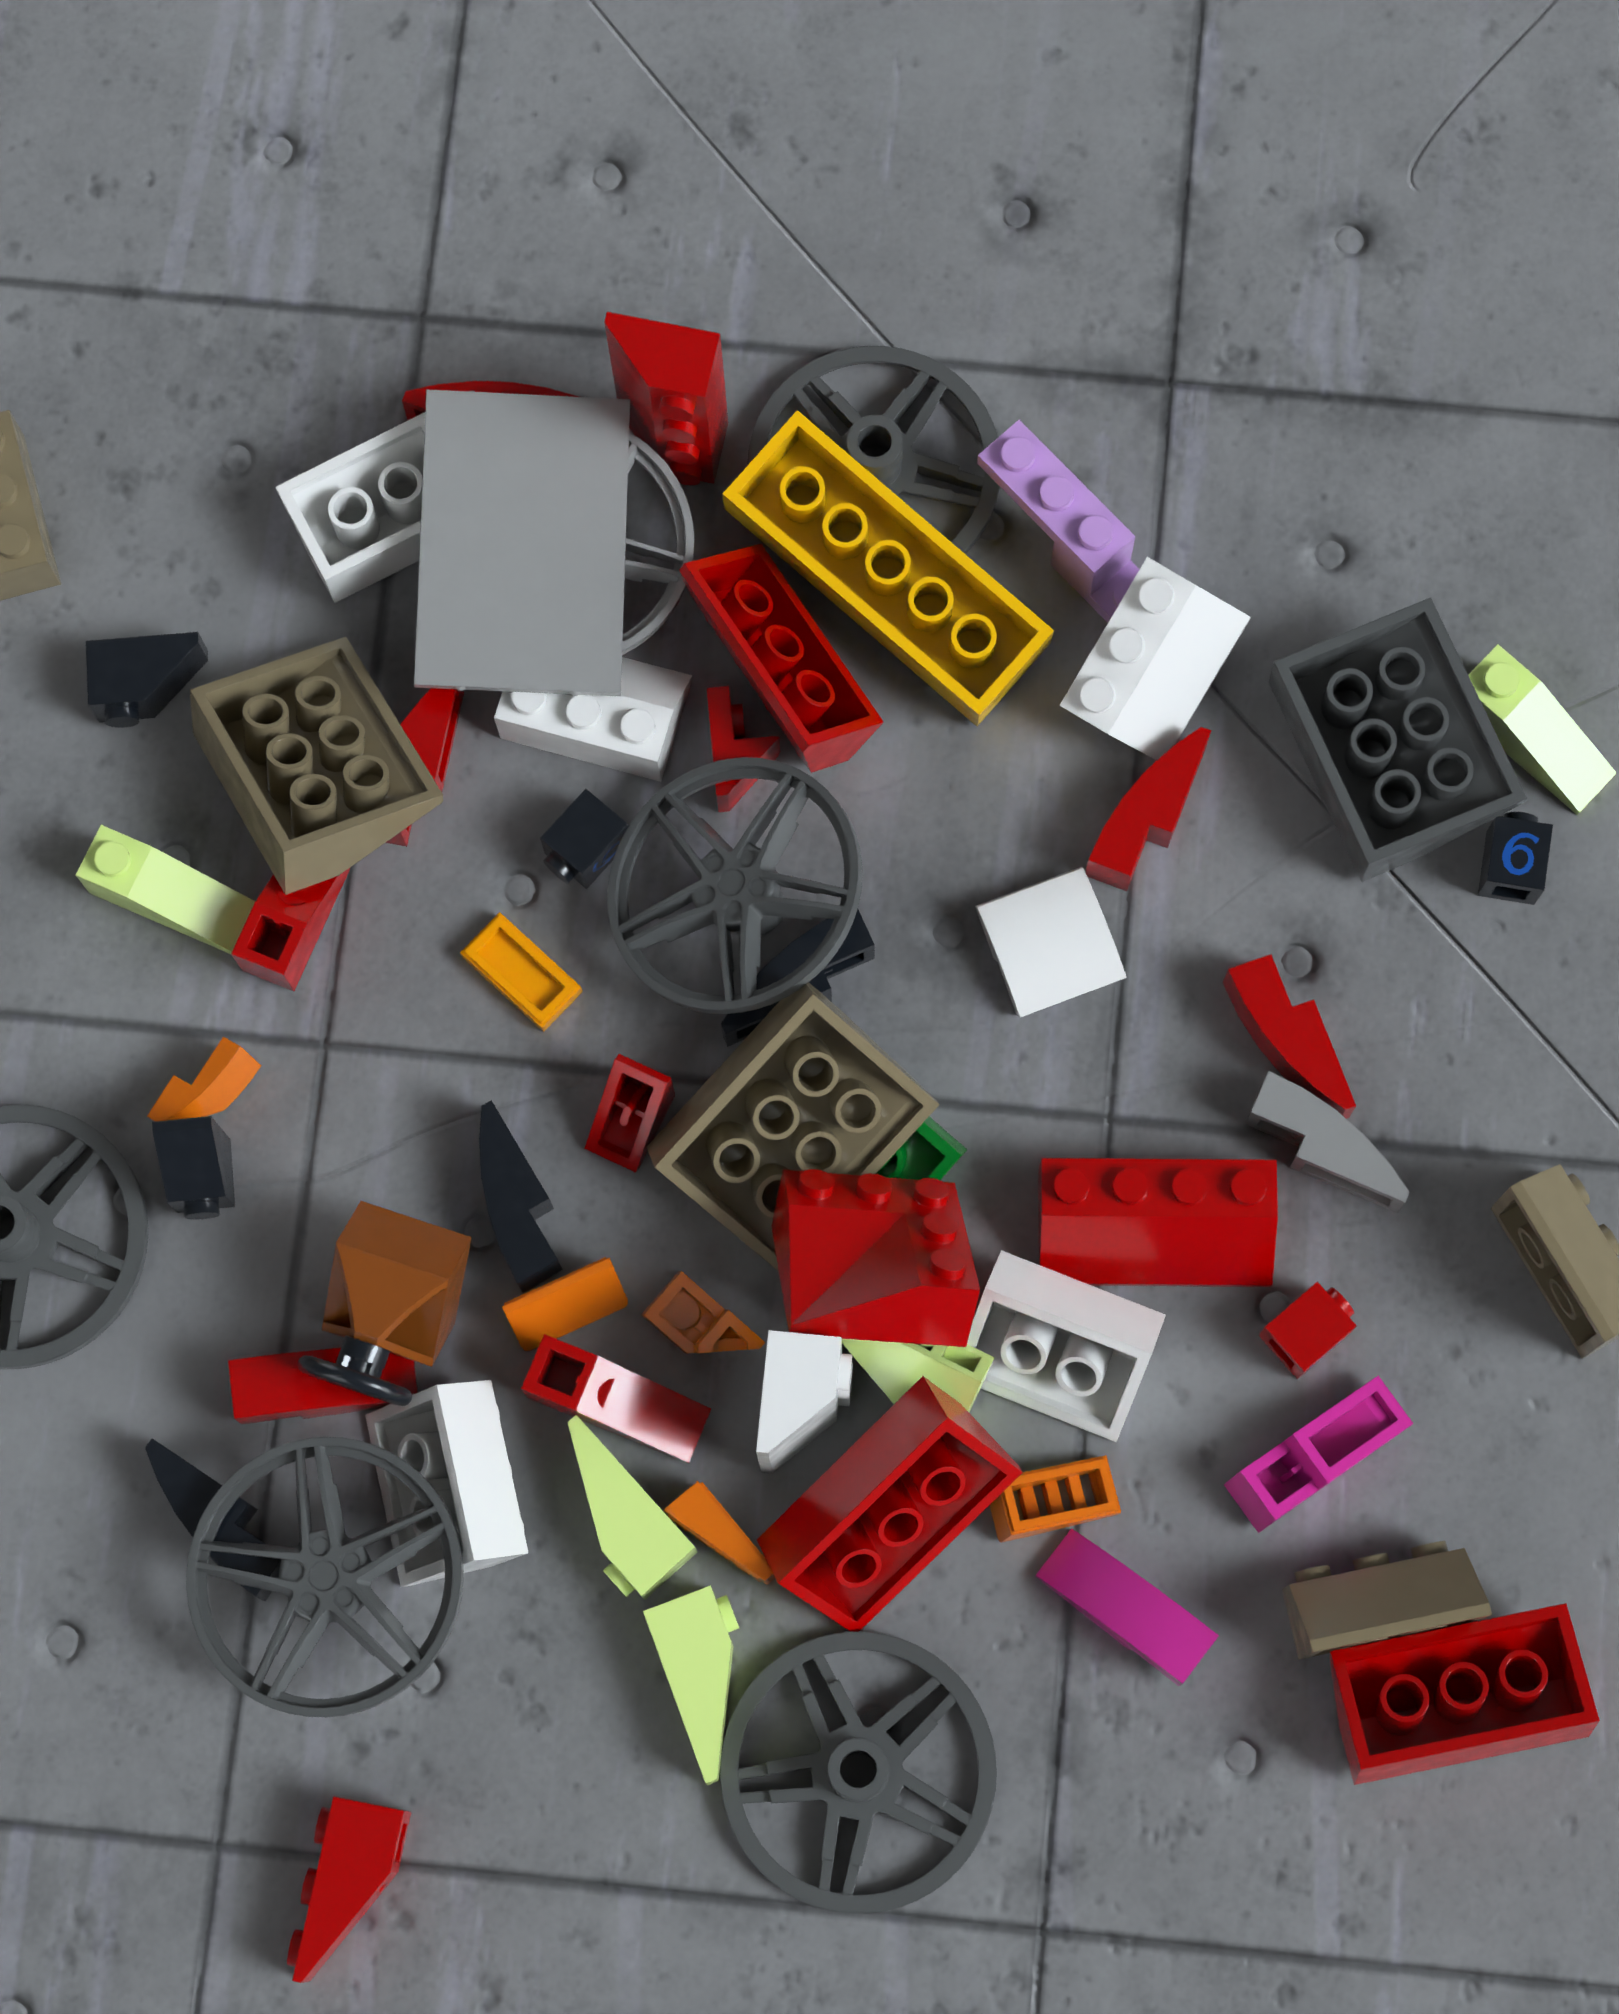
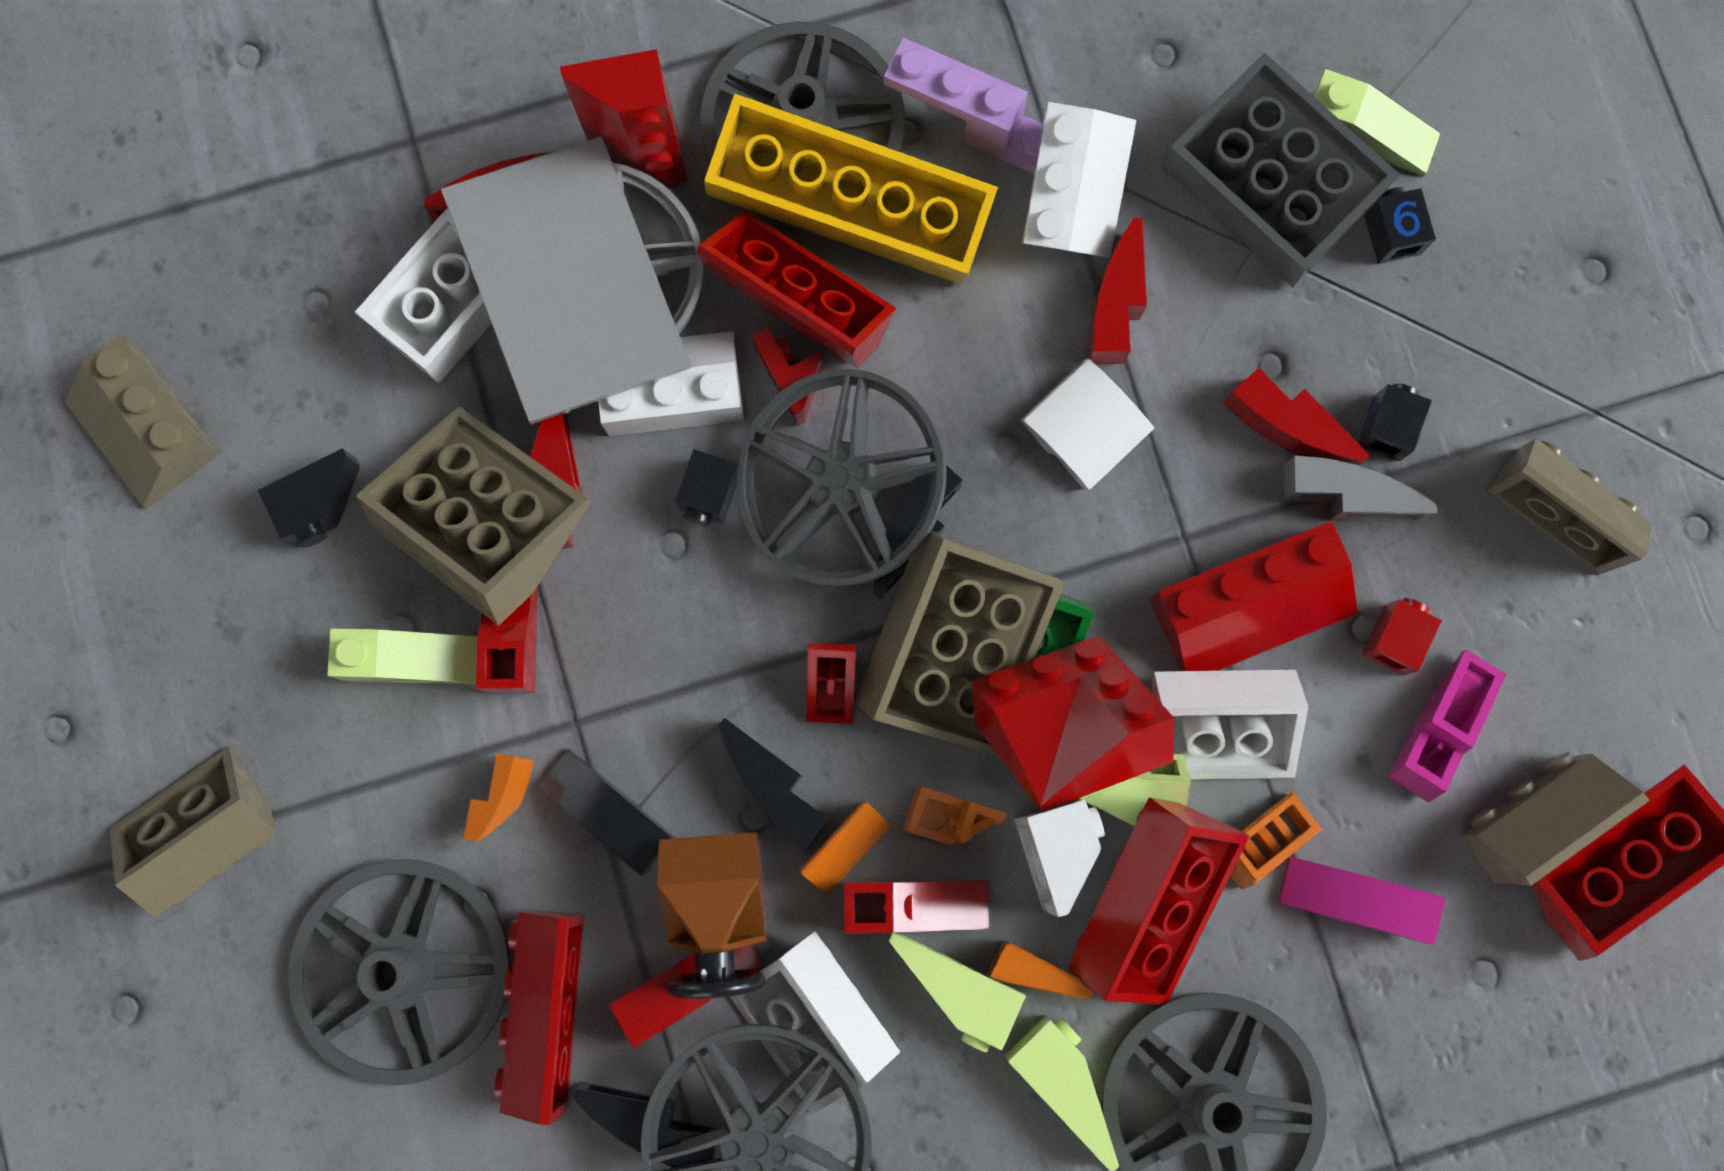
camera: 25 degrees left, 5 degrees up
(151, 1342) = (540, 1015): none -> red slope
(195, 1166) = (518, 863): black slope -> none
(314, 1151) = (605, 812): none -> black slope
(521, 972) = (701, 607): light orange tile -> none
(1409, 1081) = (1395, 421): none -> black brick

